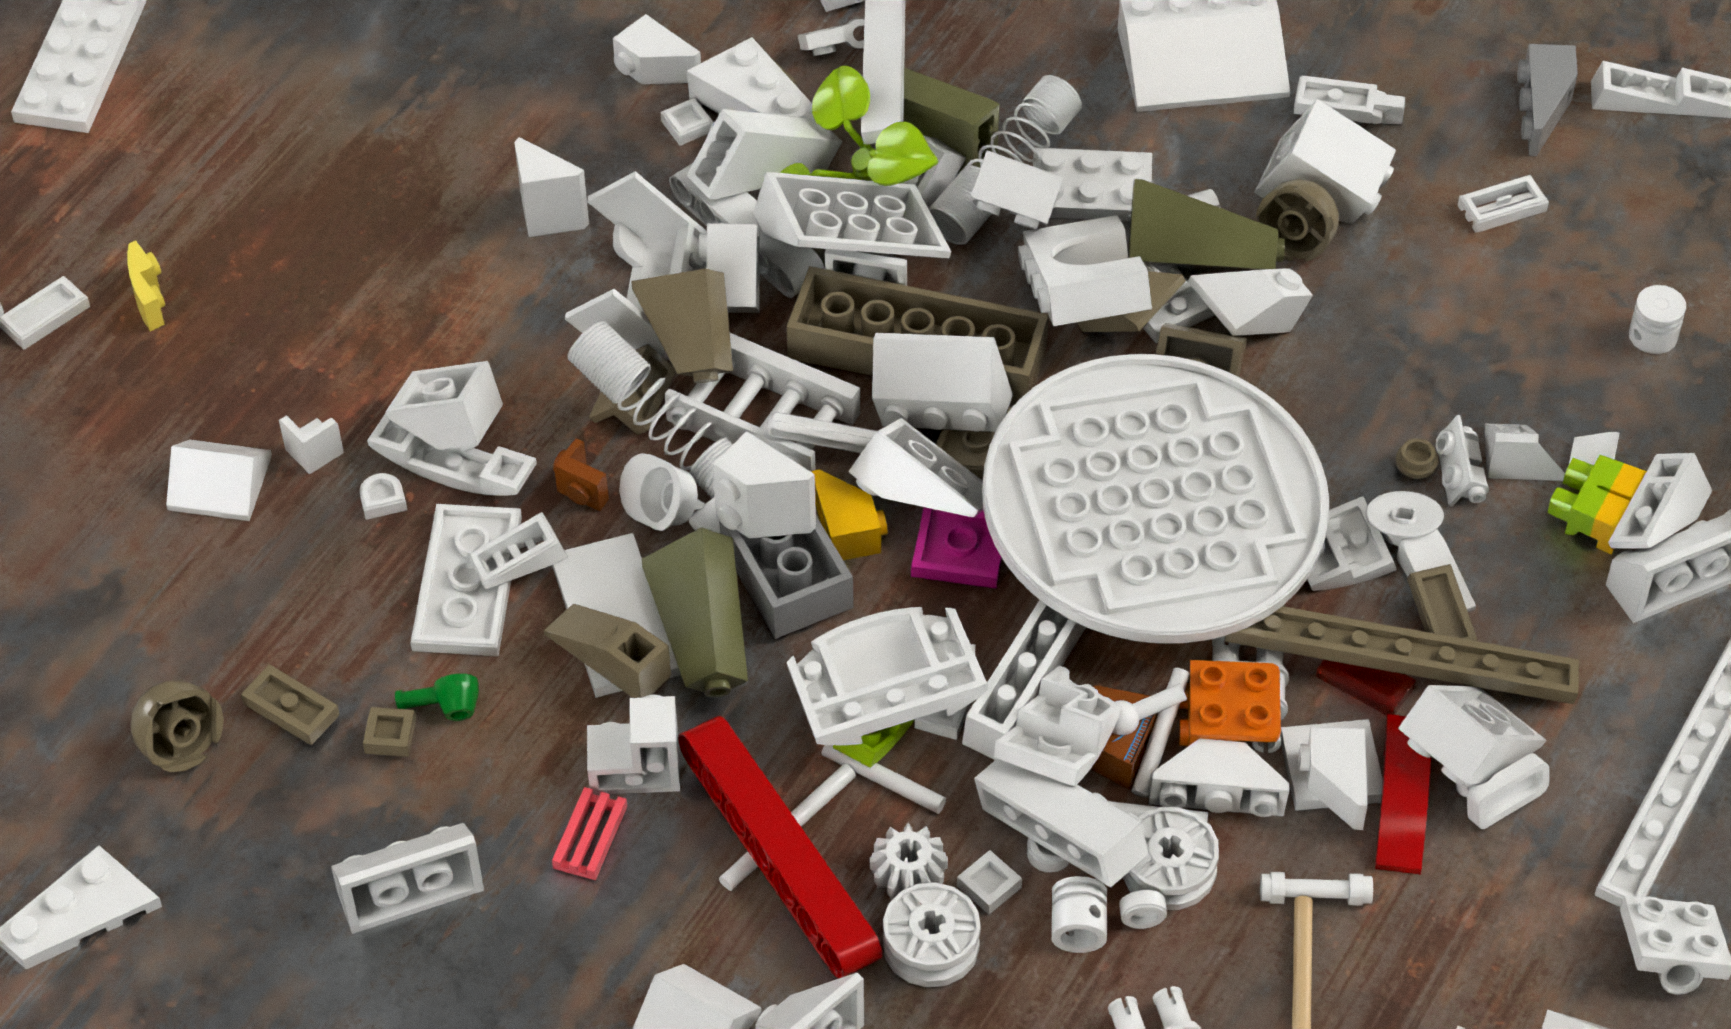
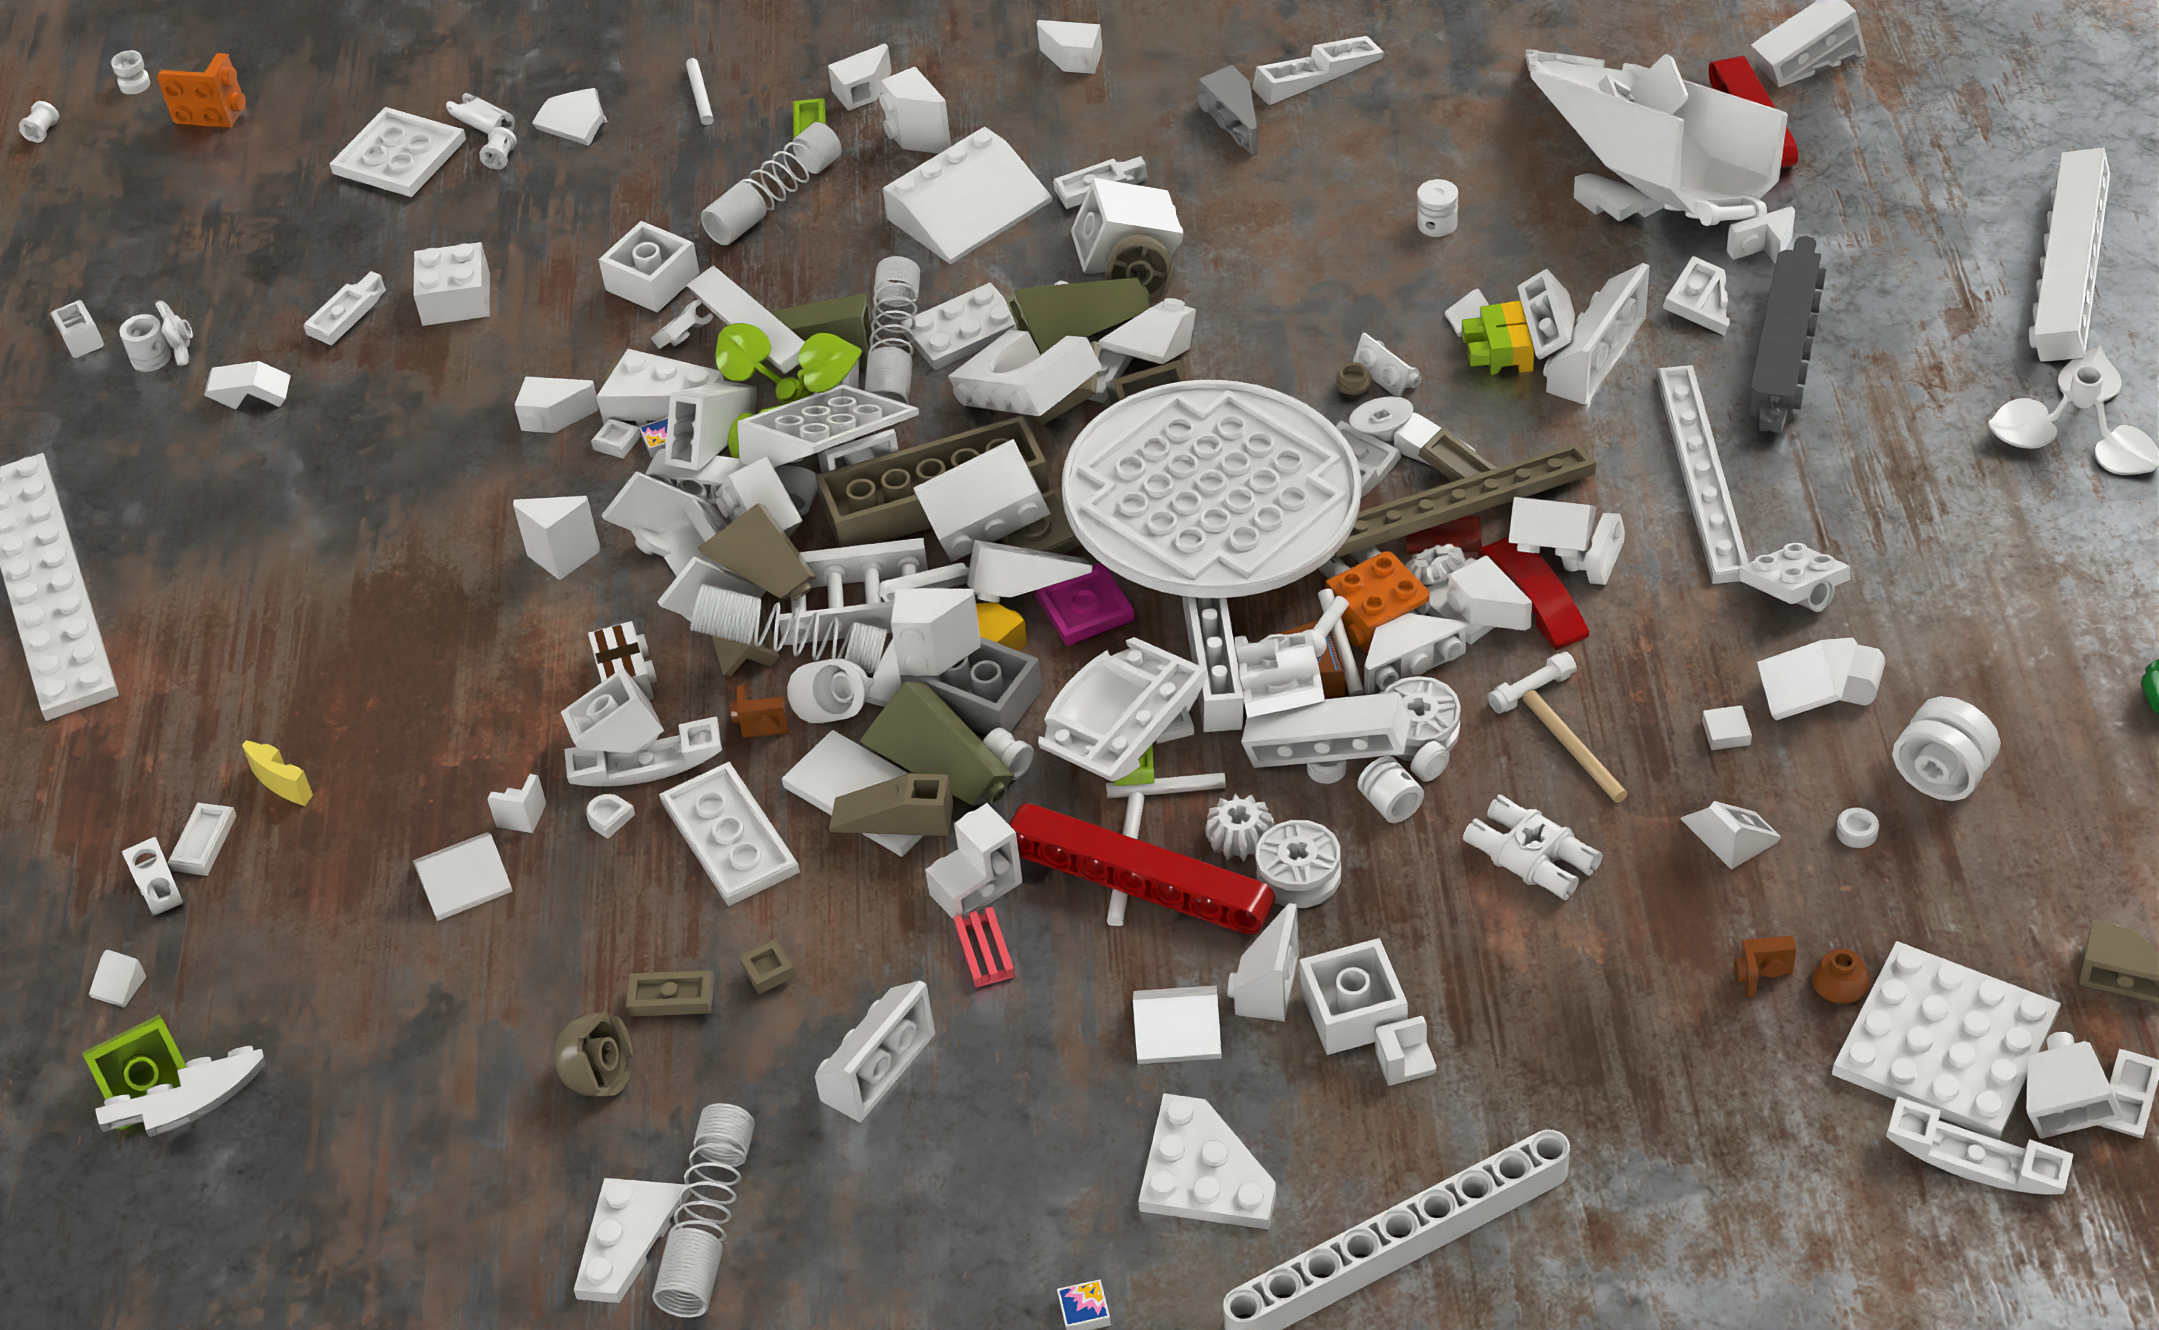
camera: 30 degrees left, 5 degrees down
(103, 971) = (691, 1254): none -> white piece
(454, 693) = (795, 912): green bar -> none
(510, 346) = (621, 648): none -> brick
(534, 559) = (755, 772): white slope -> none
(763, 657) = (1013, 754): none -> white wheel
(989, 882) = (1304, 805): white tile -> none
(1017, 189) = (930, 344): white brick -> none
(1324, 705) = (1436, 564): none -> white gear
(1506, 208) = (1269, 194): white tile -> none
(1516, 454) = (1419, 339): white slope -> none

